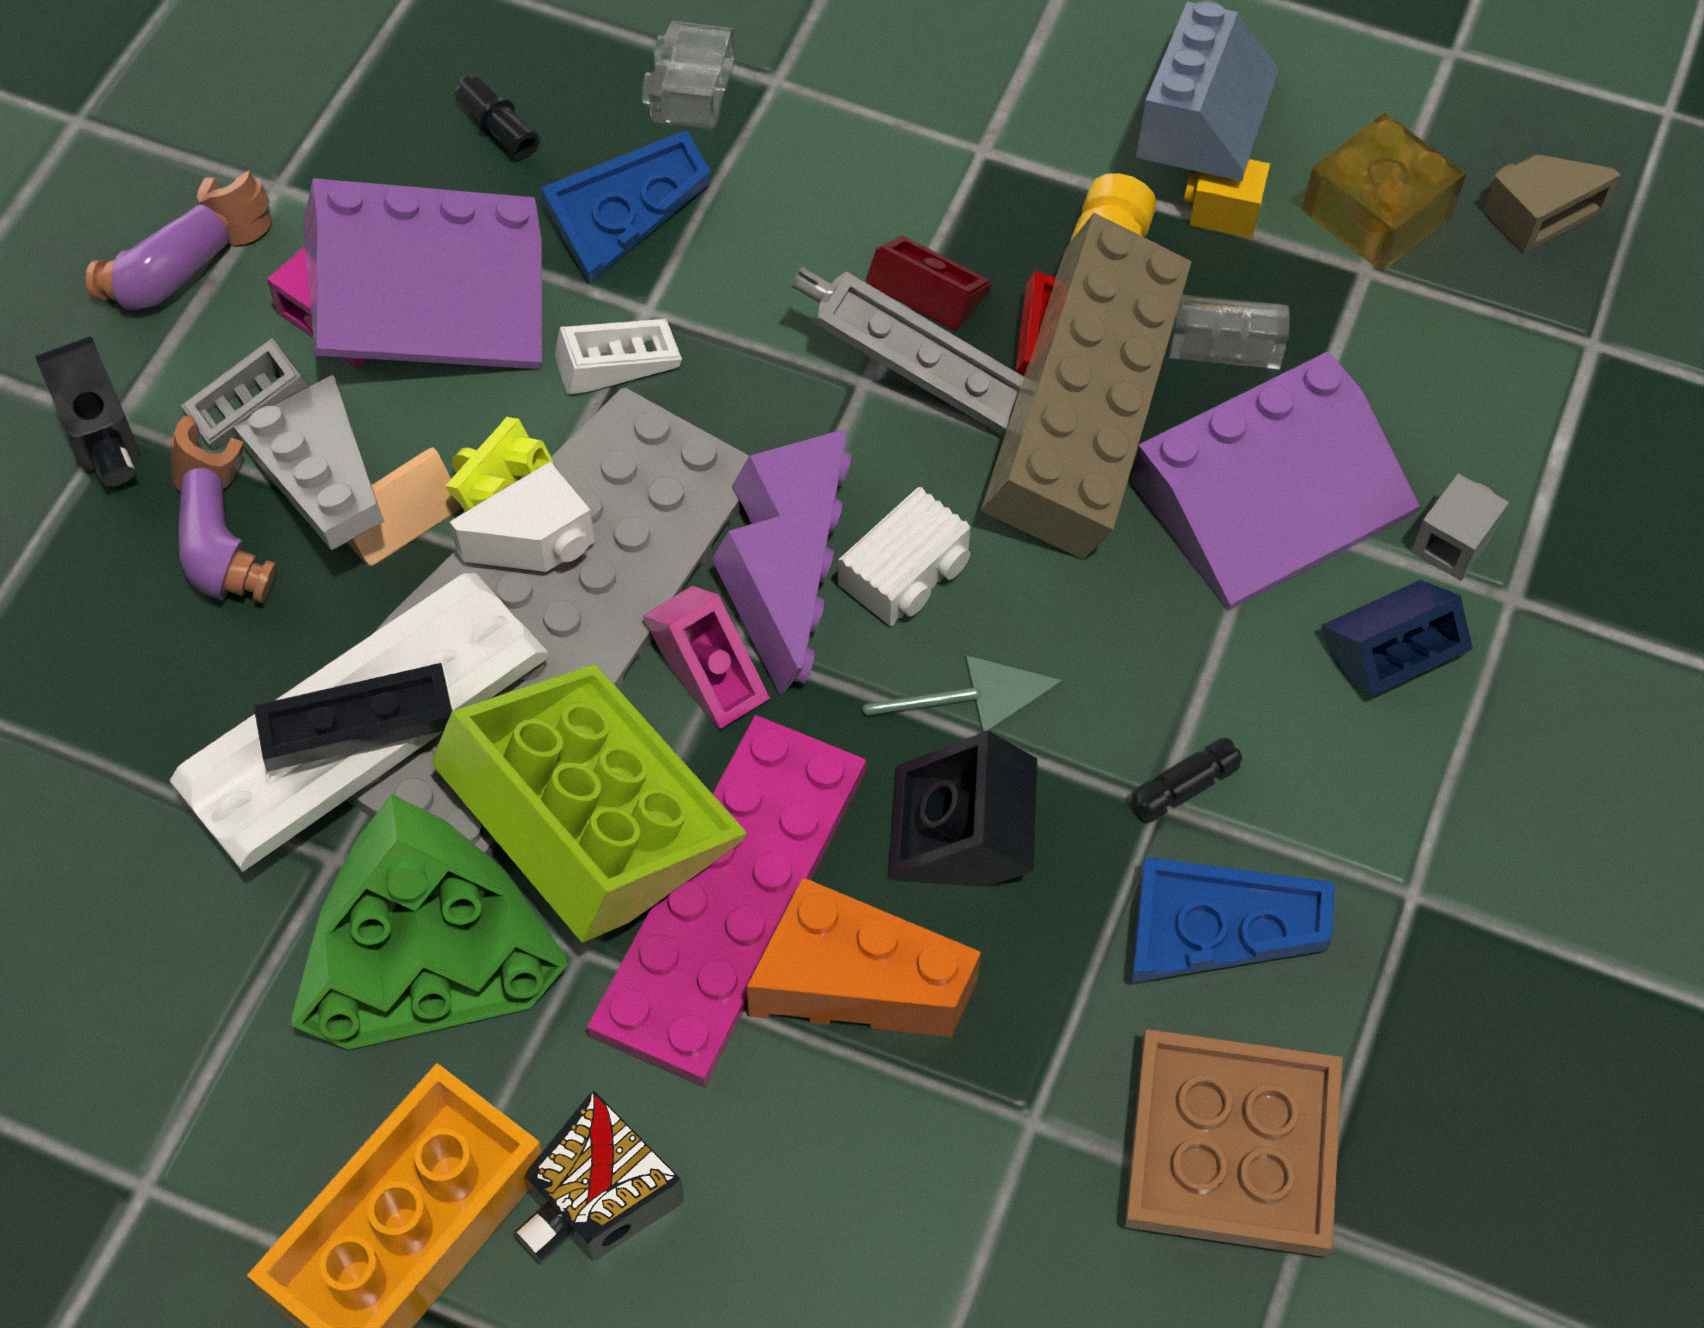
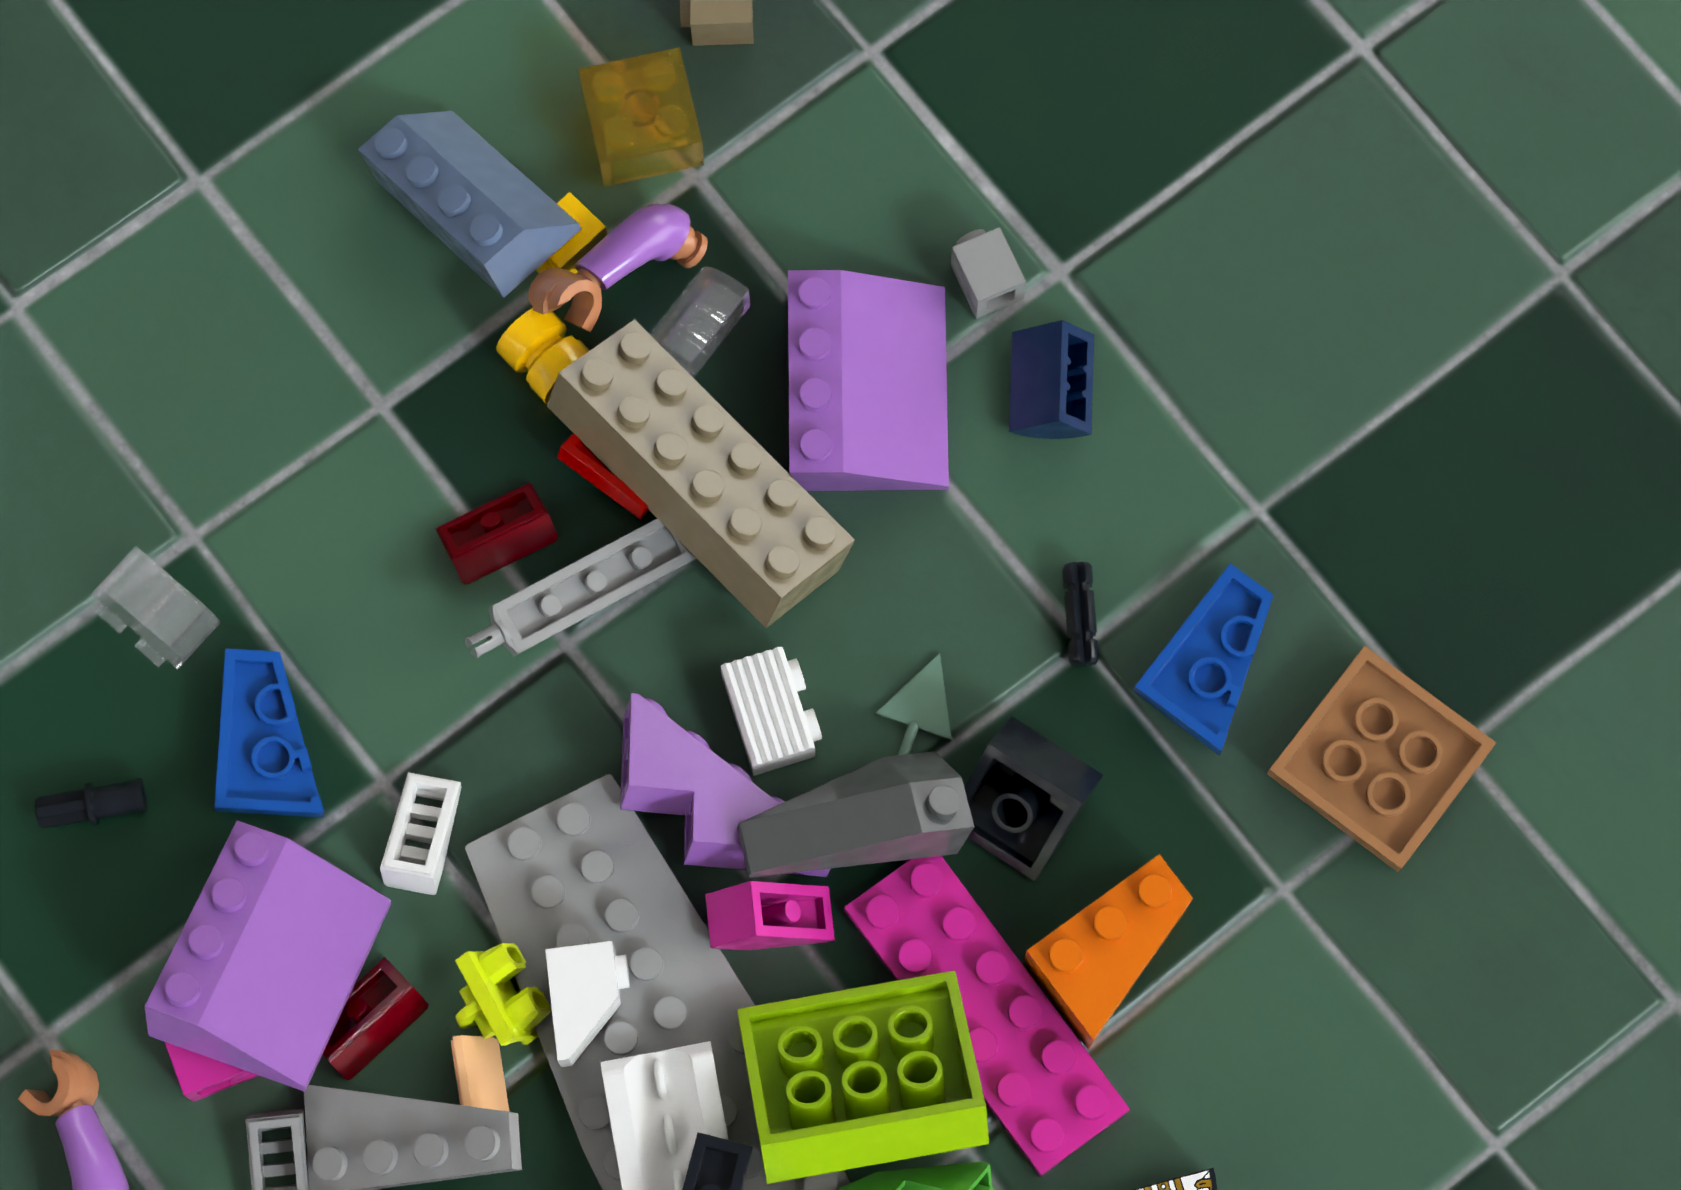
camera: 60 degrees left, 15 degrees up
(421, 398) = (372, 1018): none -> dark red slope
(855, 684) = (869, 816): none -> dark grey wedge
(1273, 232) = (646, 235): none -> piece

